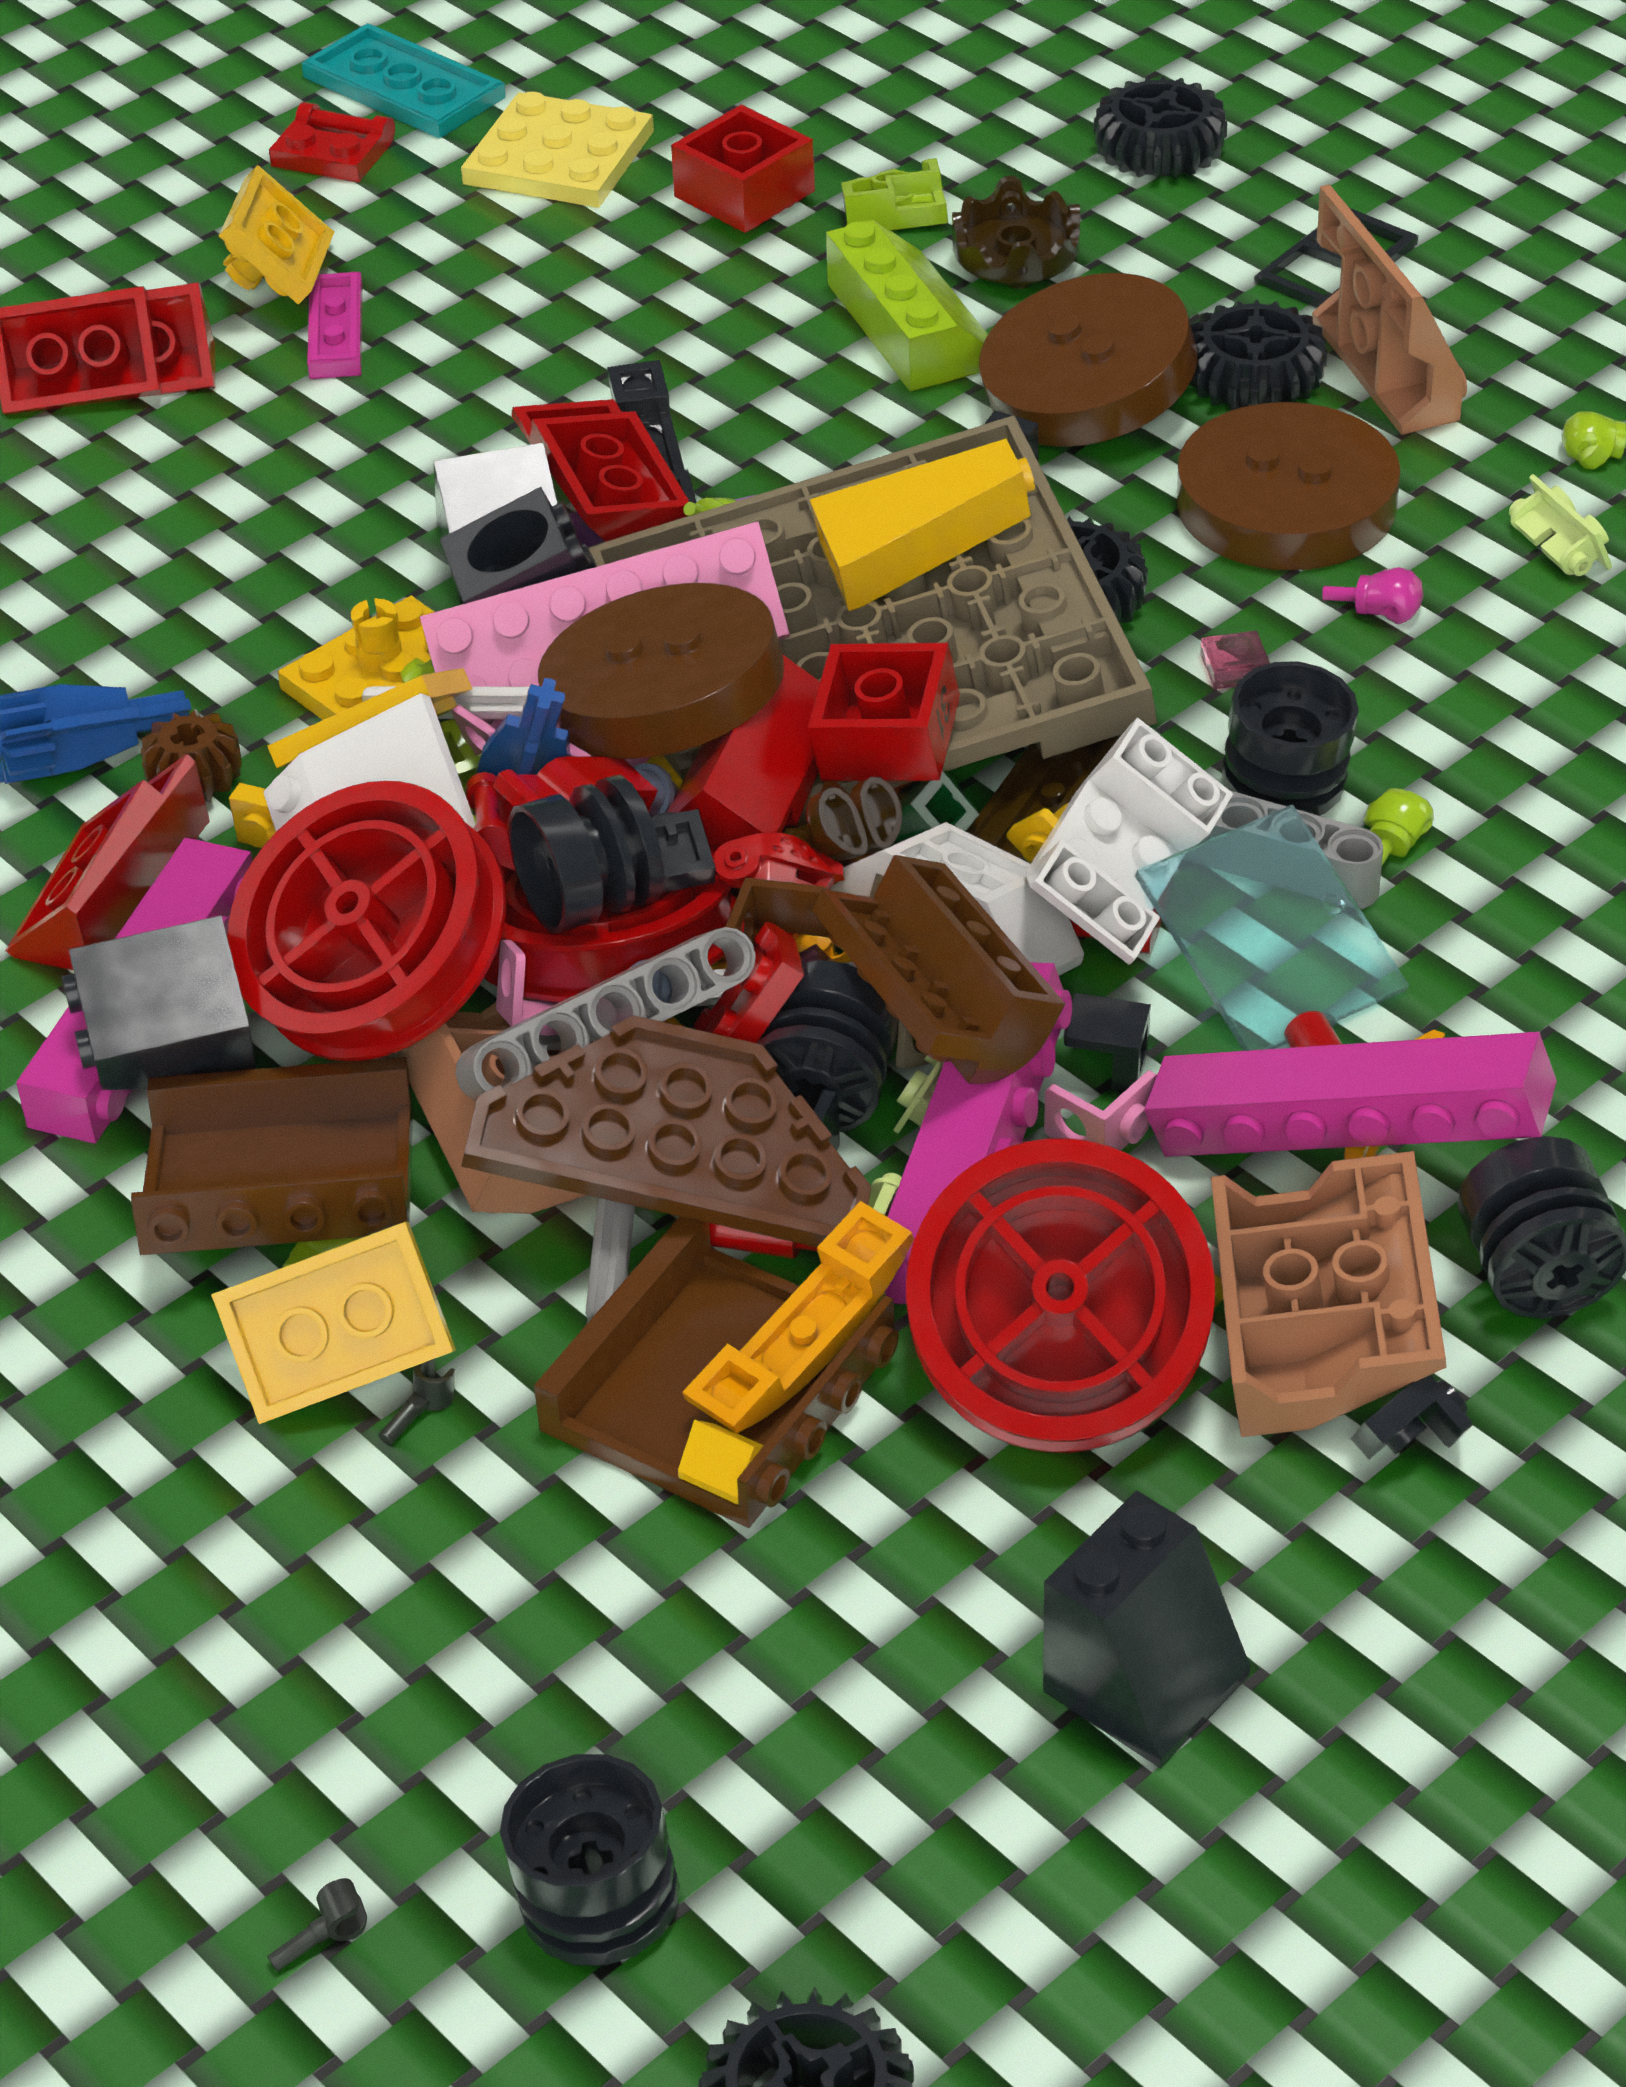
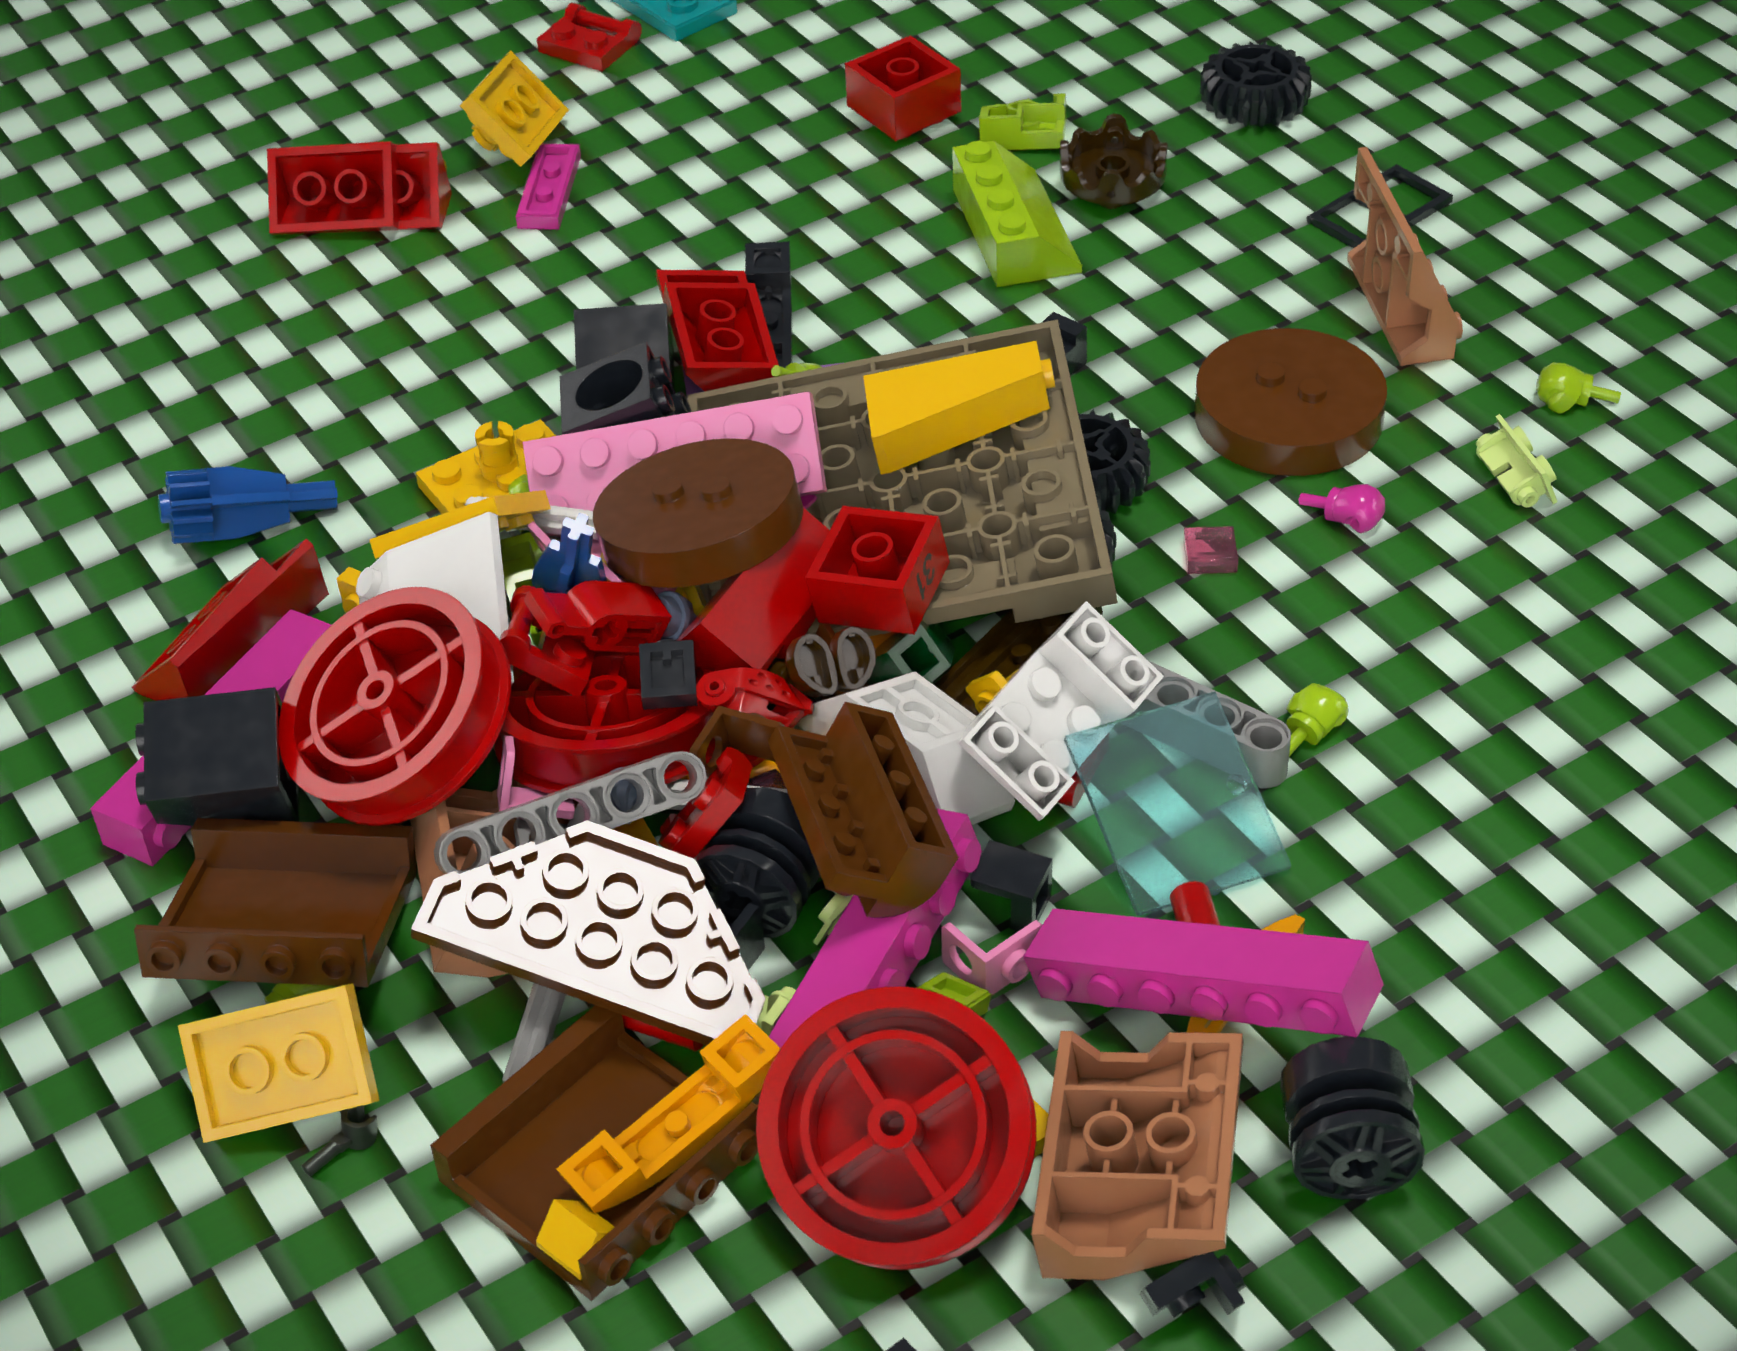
camera: 10 degrees right, 0 degrees up
(204, 740) = (332, 530): reddish brown gear -> none
(558, 149) = (765, 58): light yellow plate -> none
(586, 853) = (594, 668): black wheel -> none
(1090, 357) = (1145, 275): reddish brown brick -> none
(1257, 355) = (1288, 285): black gear -> none
(1290, 736) = (1232, 628): black wheel -> none

